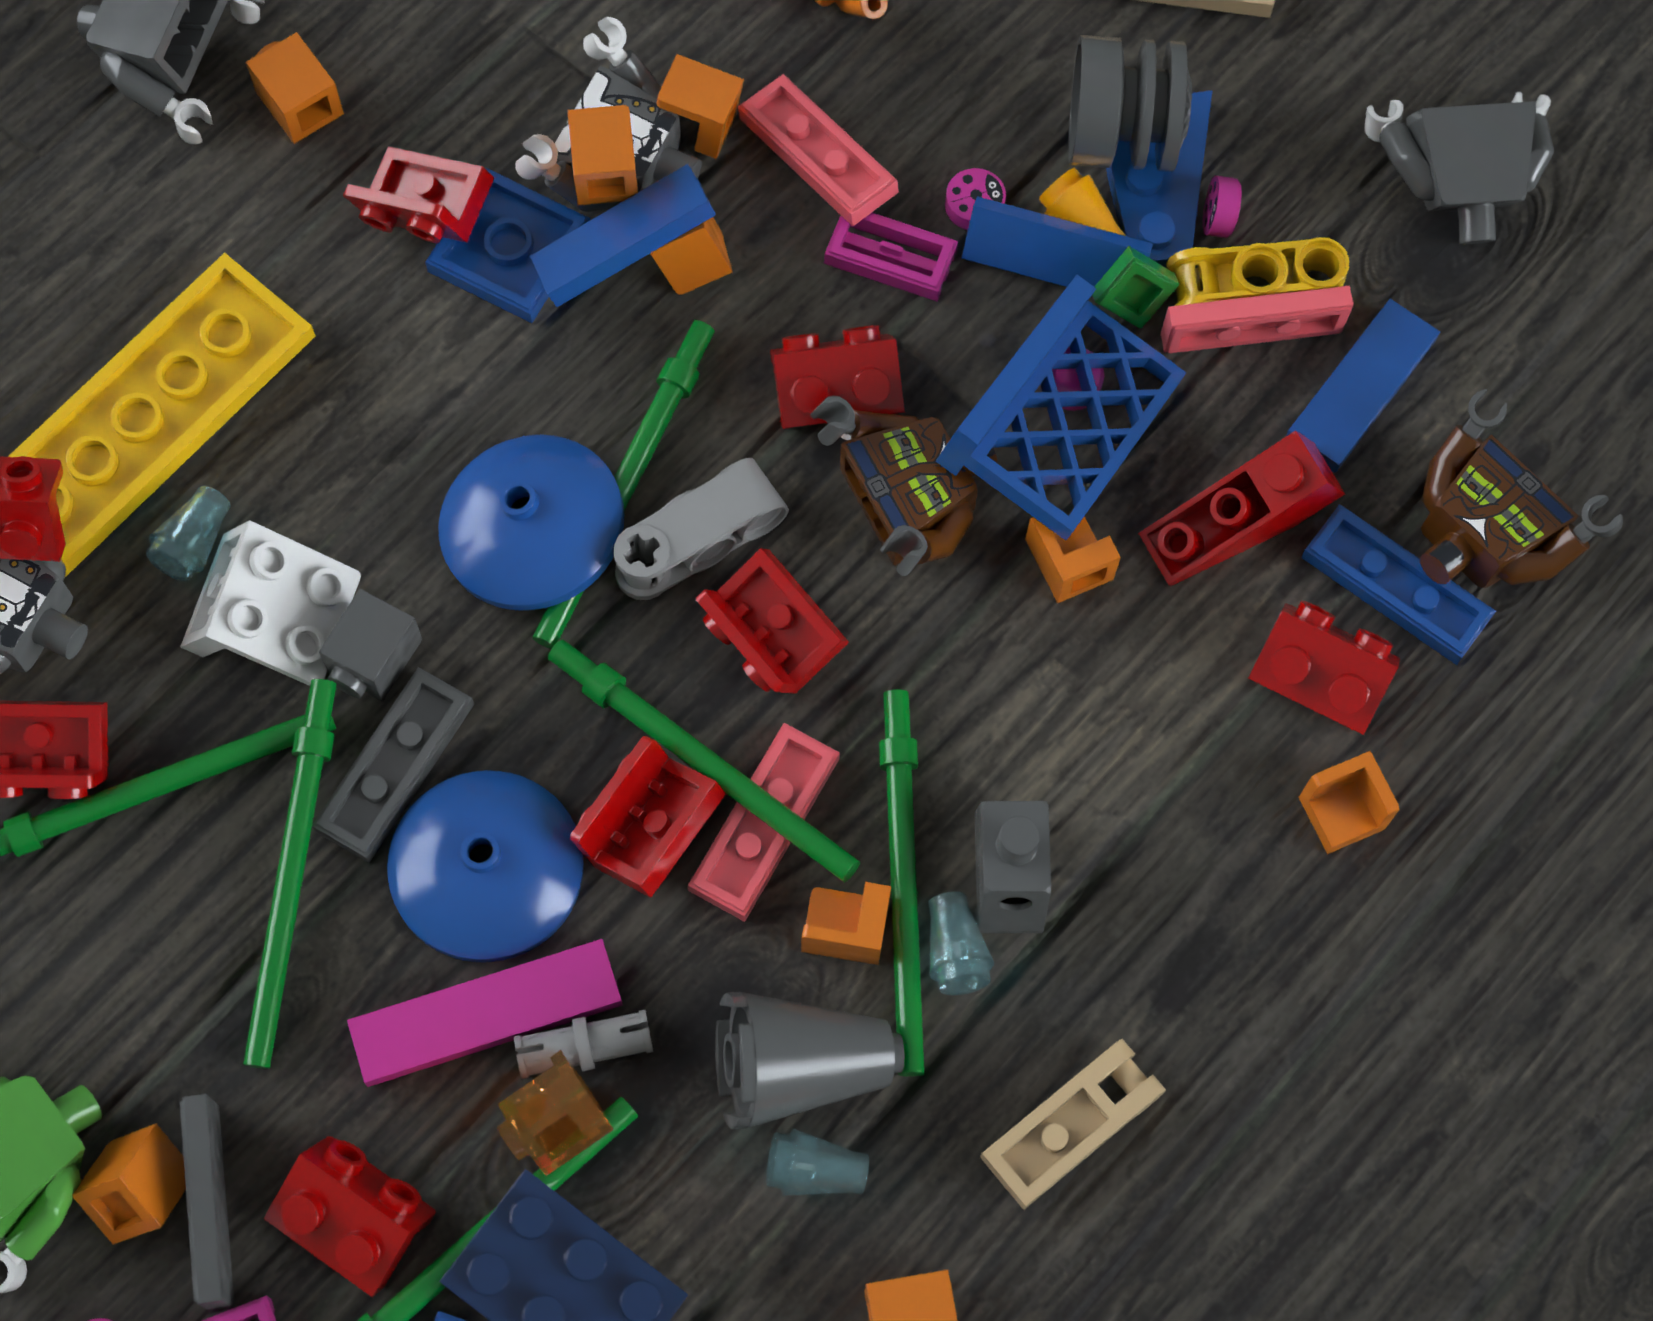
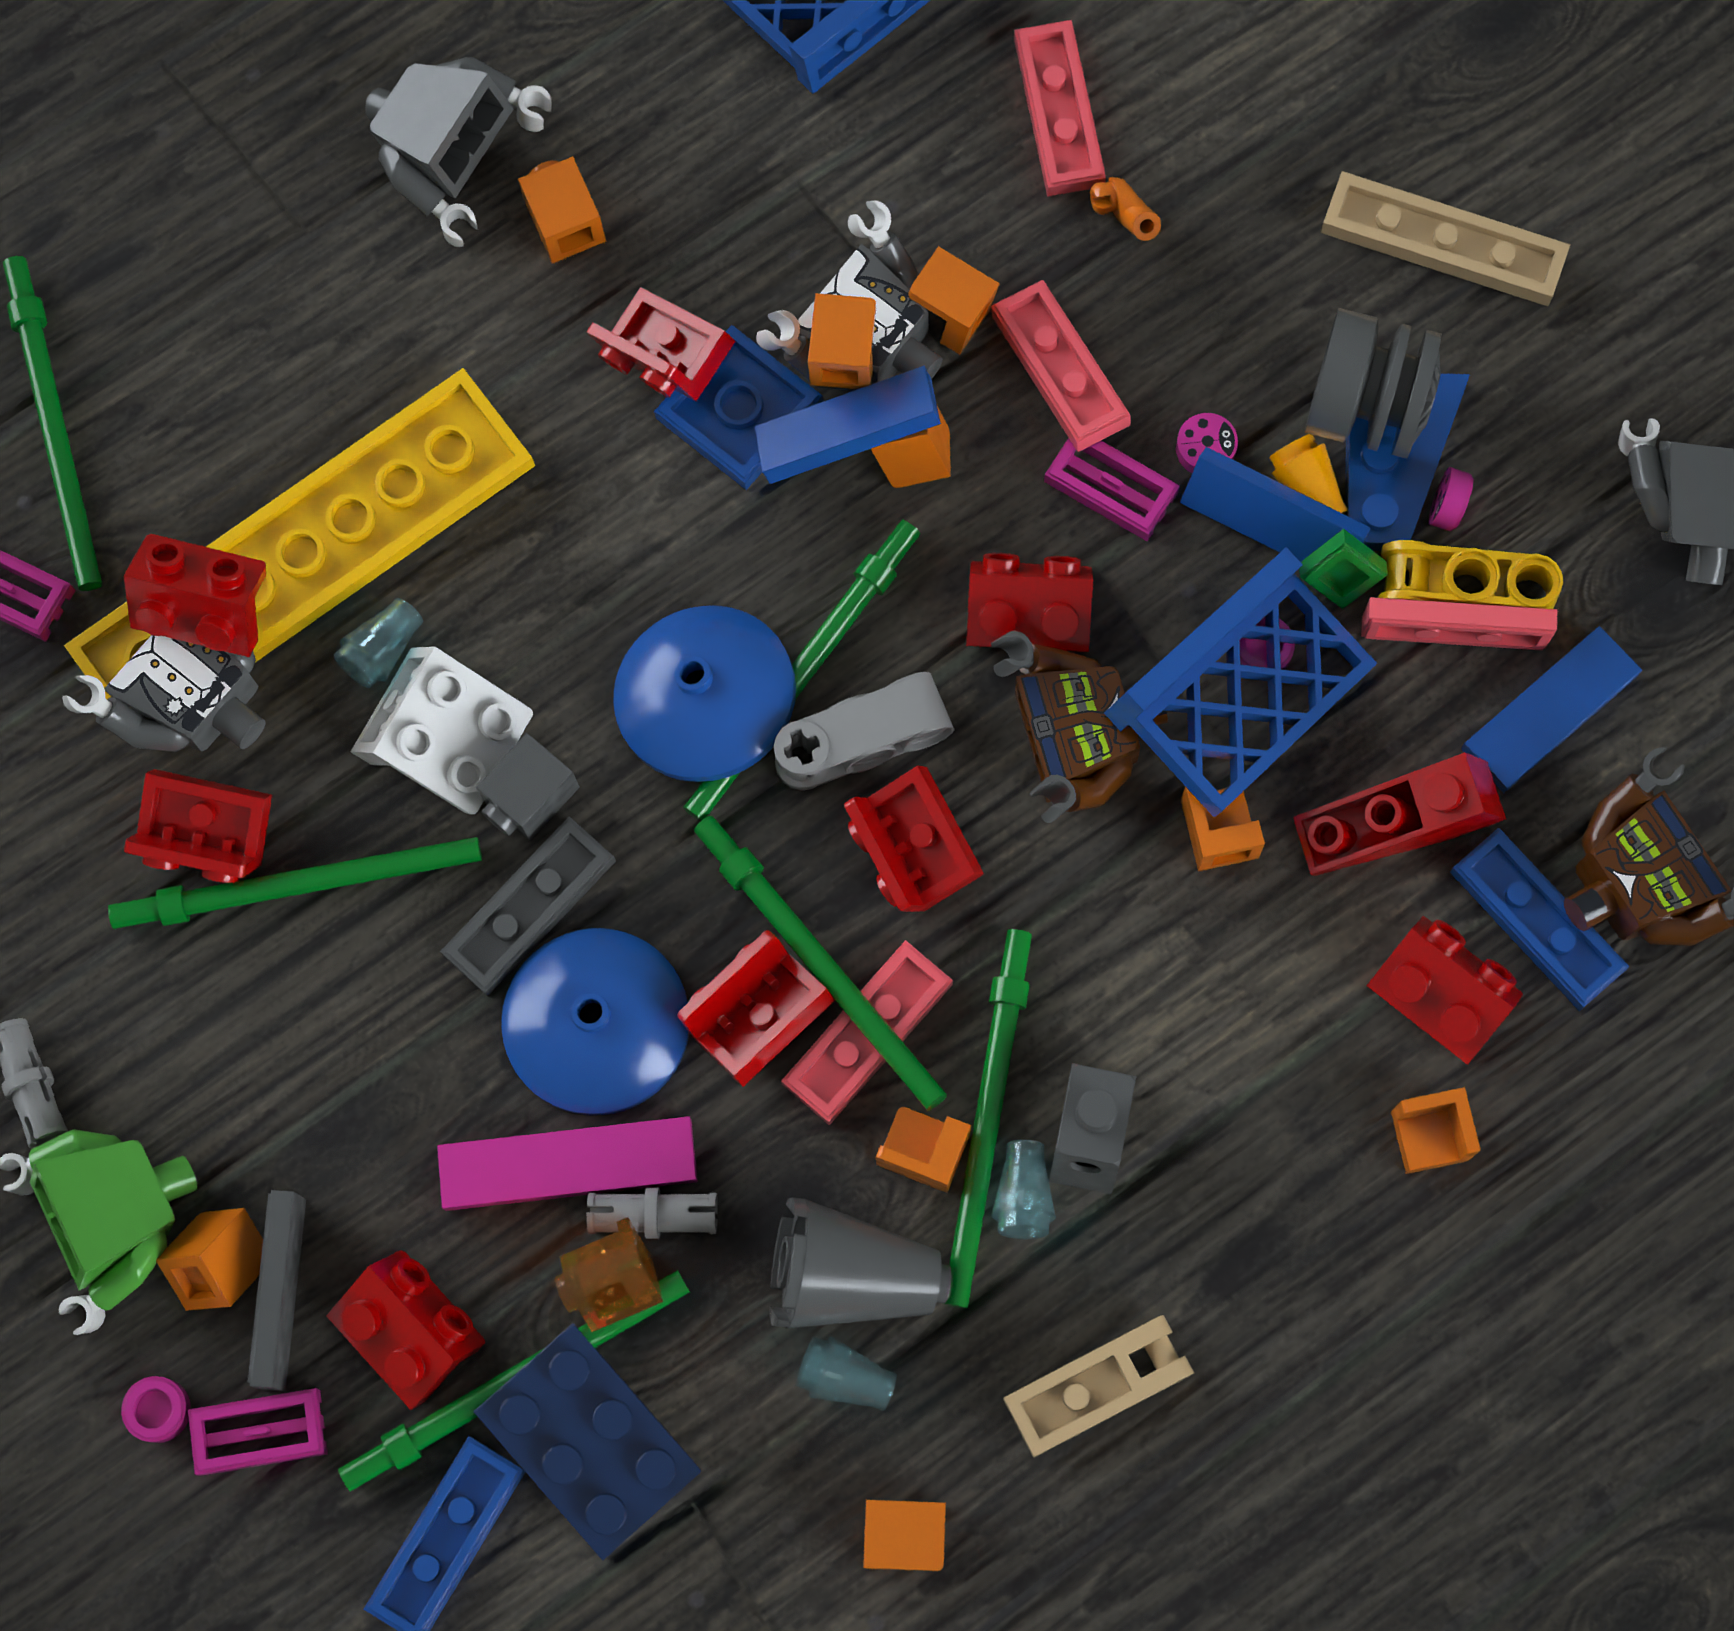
camera: 20 degrees right, 5 degrees up
(312, 747) = (454, 876): green bar -> none

